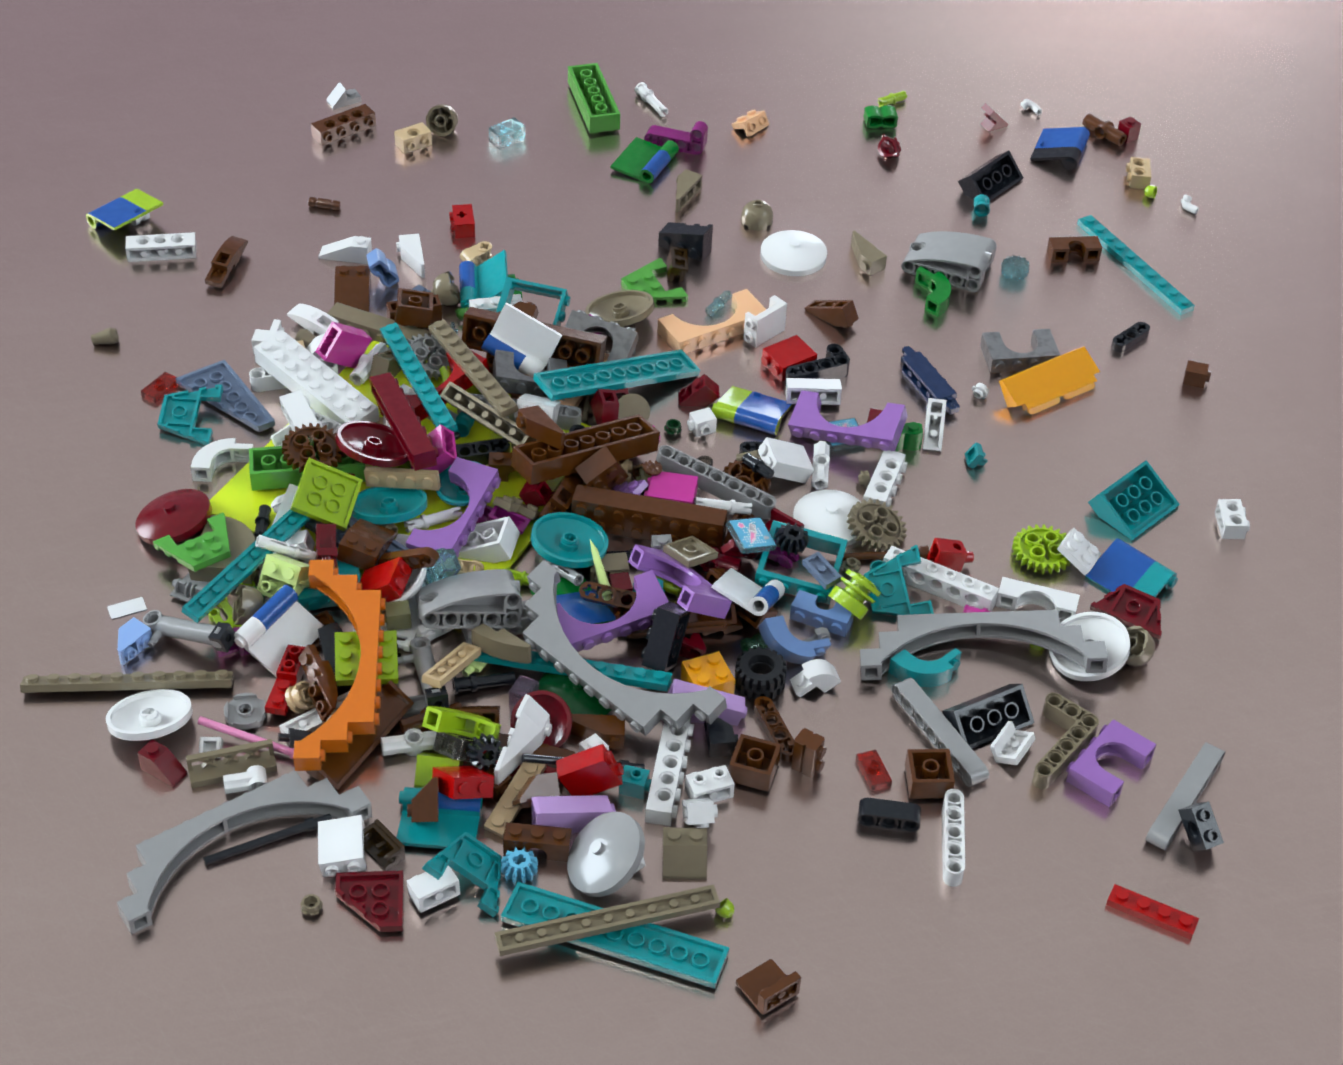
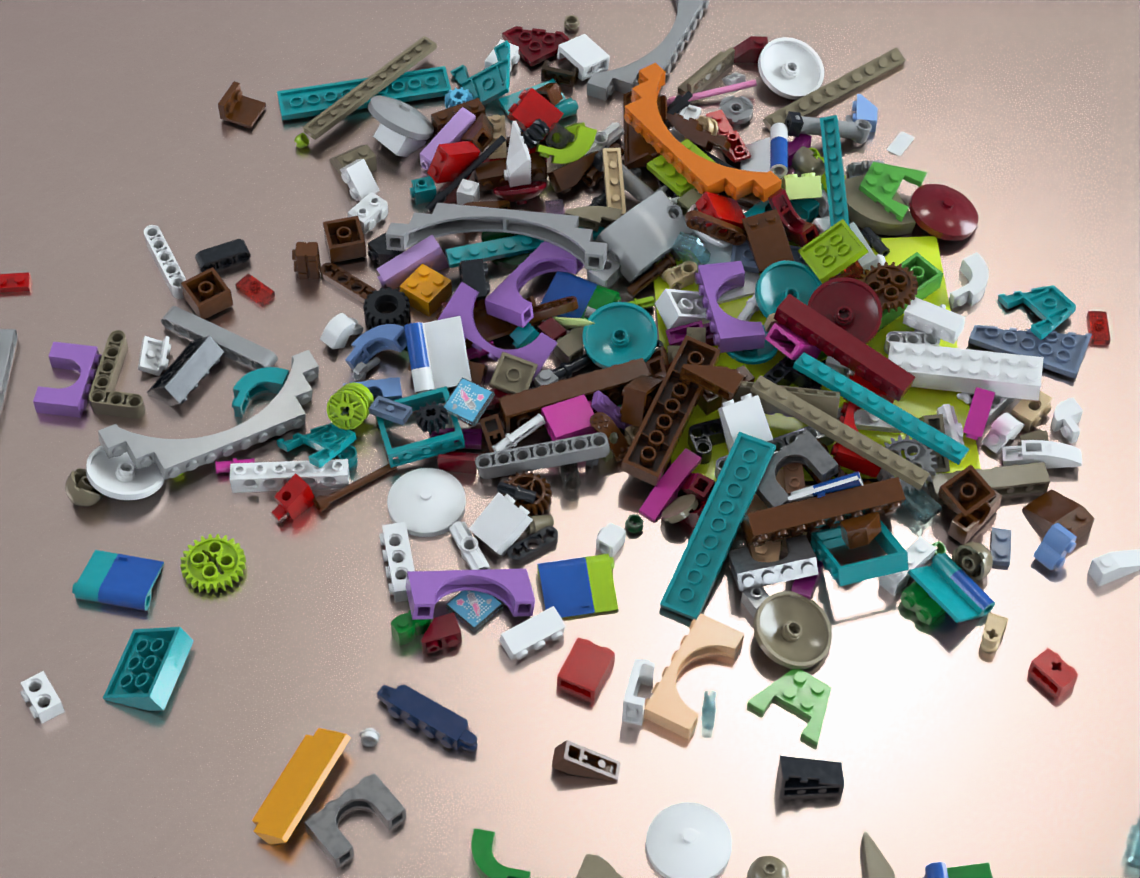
camera: 150 degrees right, 10 degrees up
(245, 781) = (684, 69): white piece -> none
(293, 551) = (813, 207): white pin -> none
(308, 825) = (620, 63): black bar -> none
(411, 252) = (1056, 597): white slope -> none
(668, 774) = (398, 195): white brick -> none
(677, 263) = (791, 736): dark brown hinge -> none
(699, 393) = (638, 571): dark red slope -> none
(832, 367) = (537, 682): black beam -> none
(852, 564) = (377, 463): dark tan plate -> none
(864, 478) = (421, 559): dark tan plate -> none
(876, 525) = (376, 502): dark tan gear -> none
(934, 424) = (391, 659): white slope -> none
(975, 456) = (331, 641): teal tile -> none
(1018, 593) = (171, 509): white arch -> none
(1079, 551) = (176, 568): white plate -> none
(1132, 609) = (104, 536): dark red wing -> none

